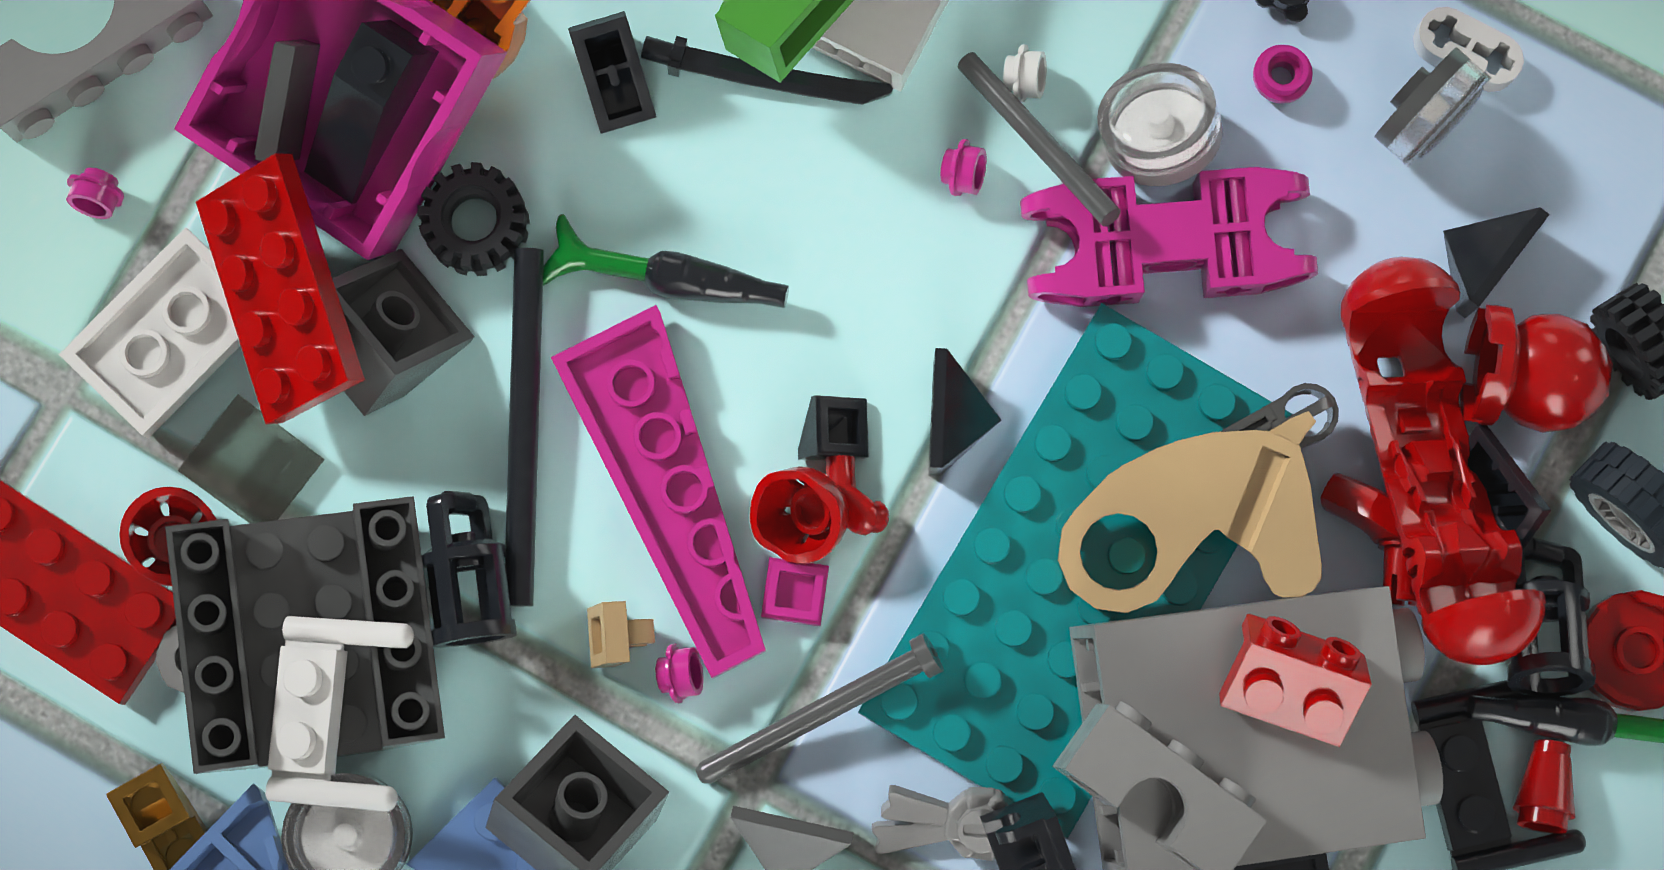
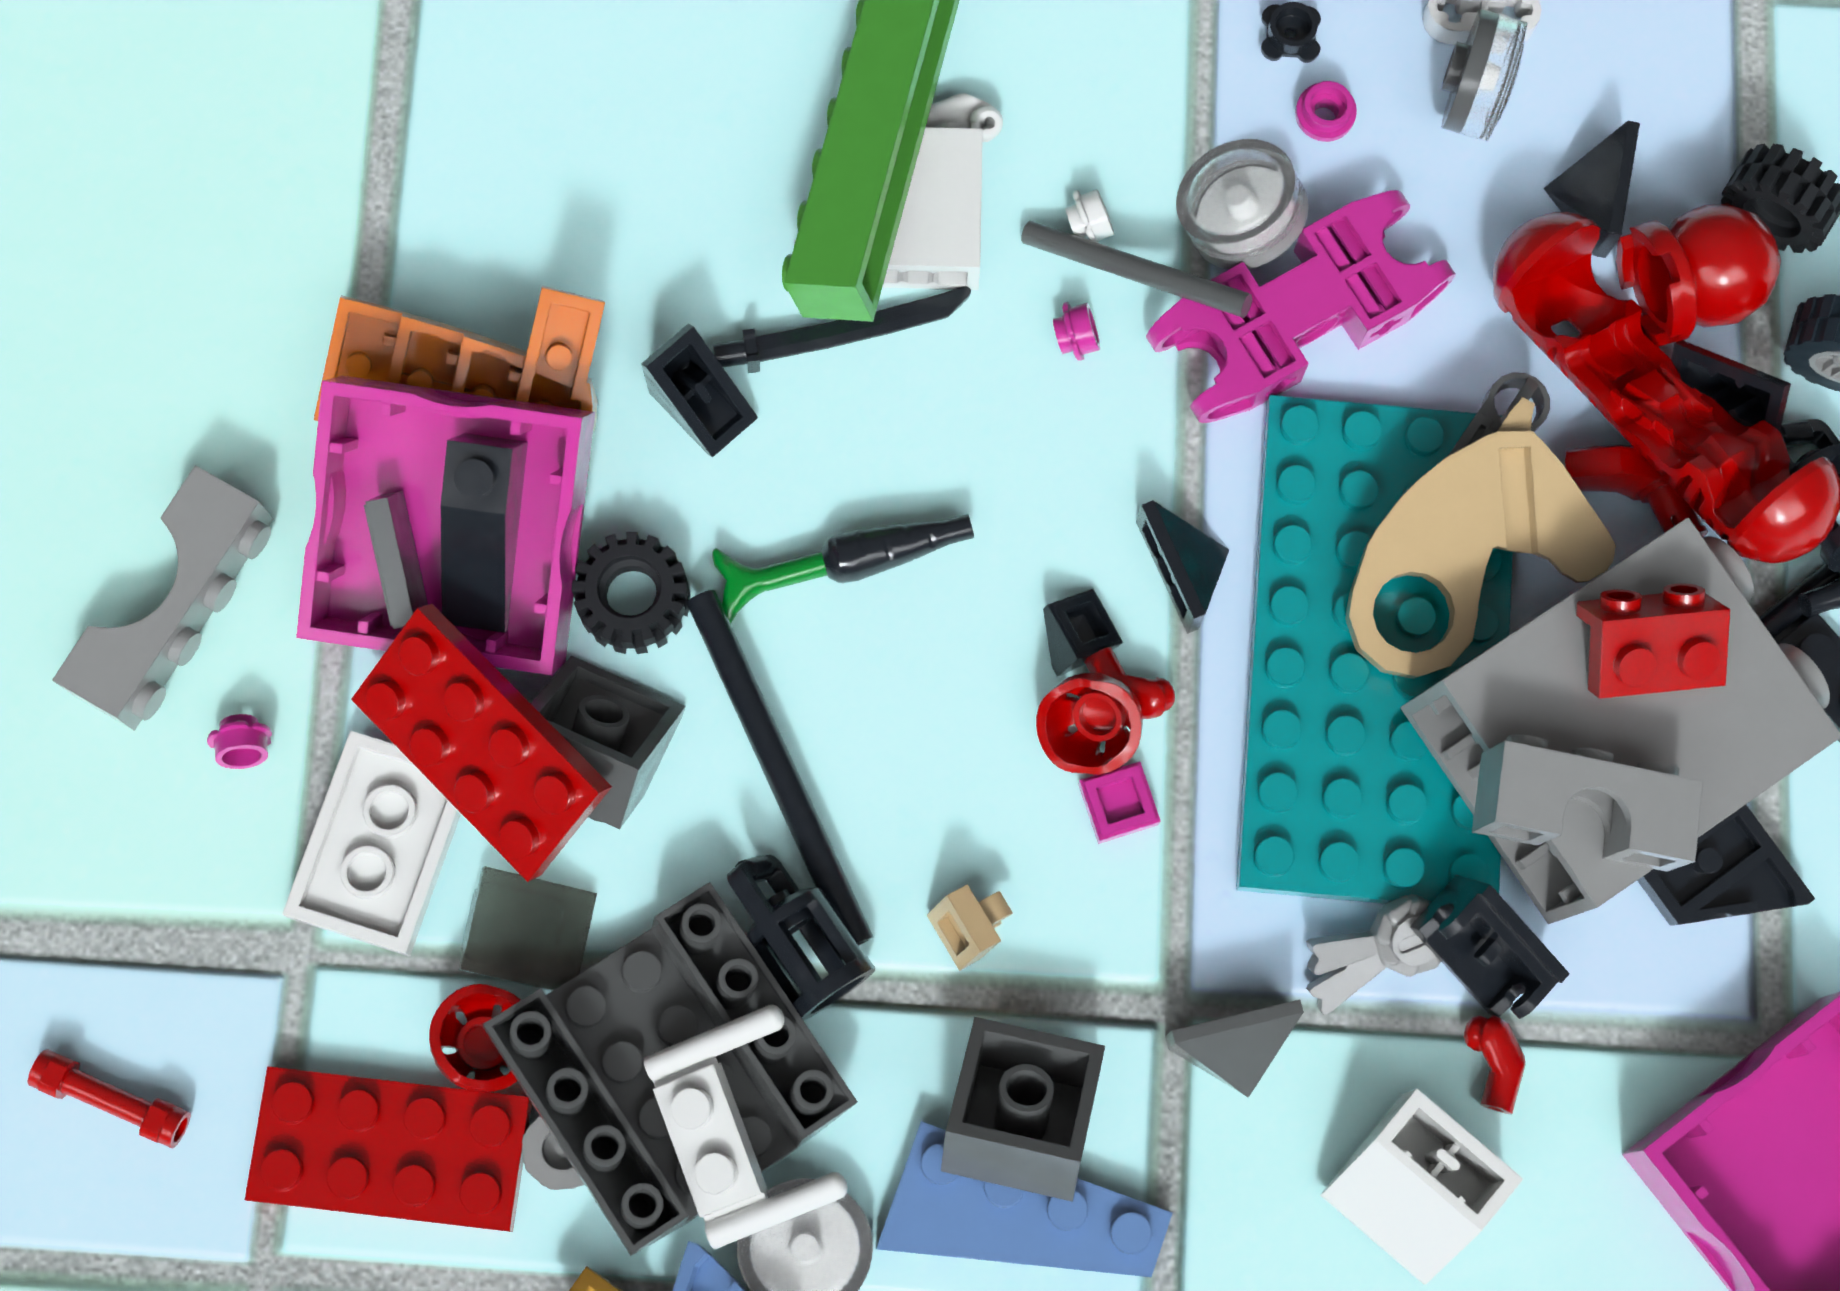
camera: 30 degrees left, 5 degrees down
(650, 445) = (908, 726): dark pink wing -> none
(680, 673) = (1049, 932): dark pink plate -> none
(919, 659) = (1206, 901): dark grey bar -> none

